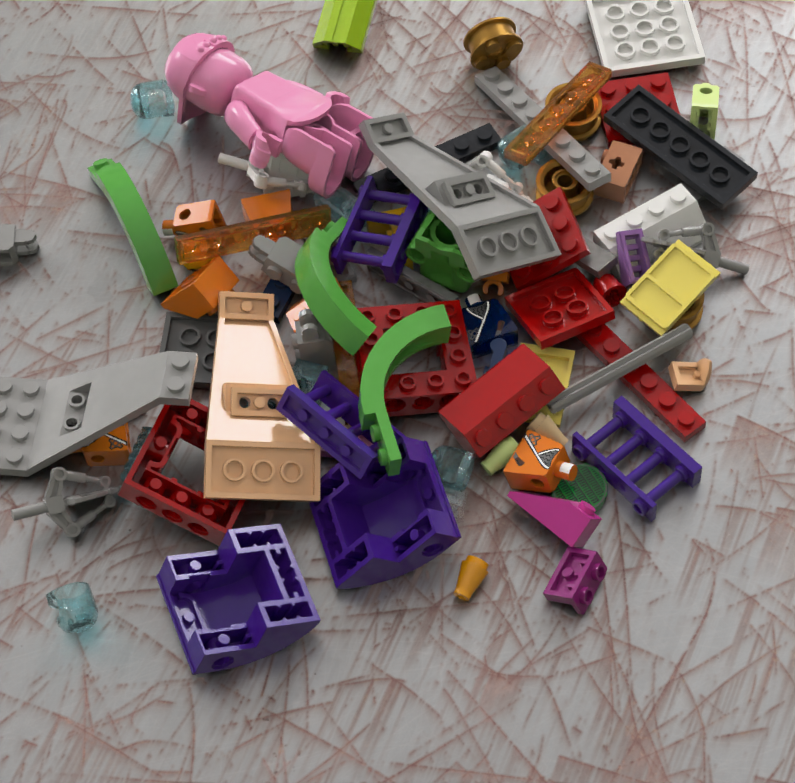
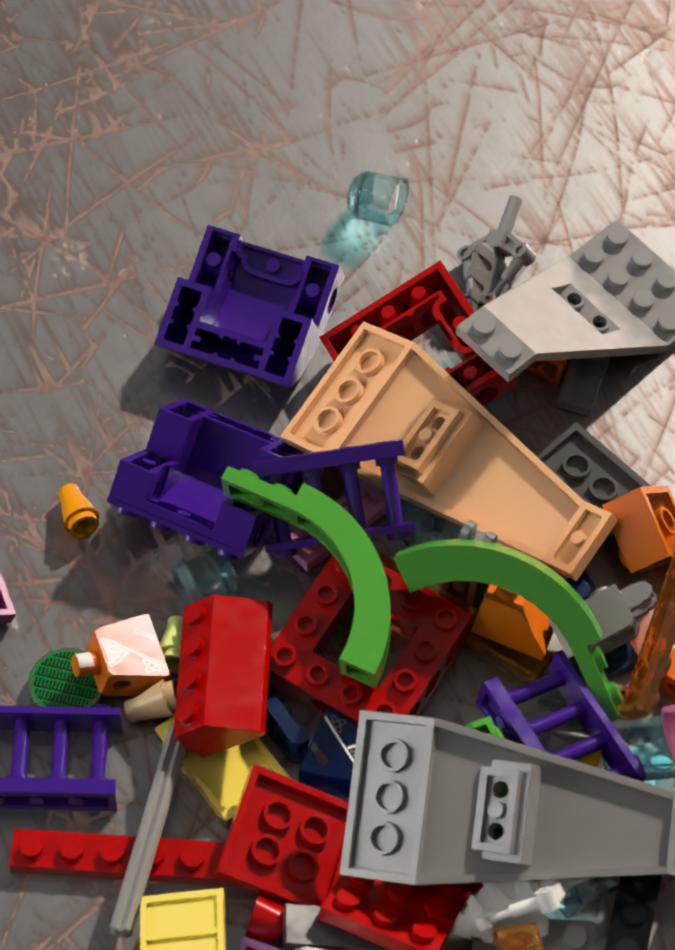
camera: 125 degrees right, 0 degrees up
(565, 518) = (55, 627): dark pink slope -> none
(690, 375) = (76, 900): light nougat plate -> none

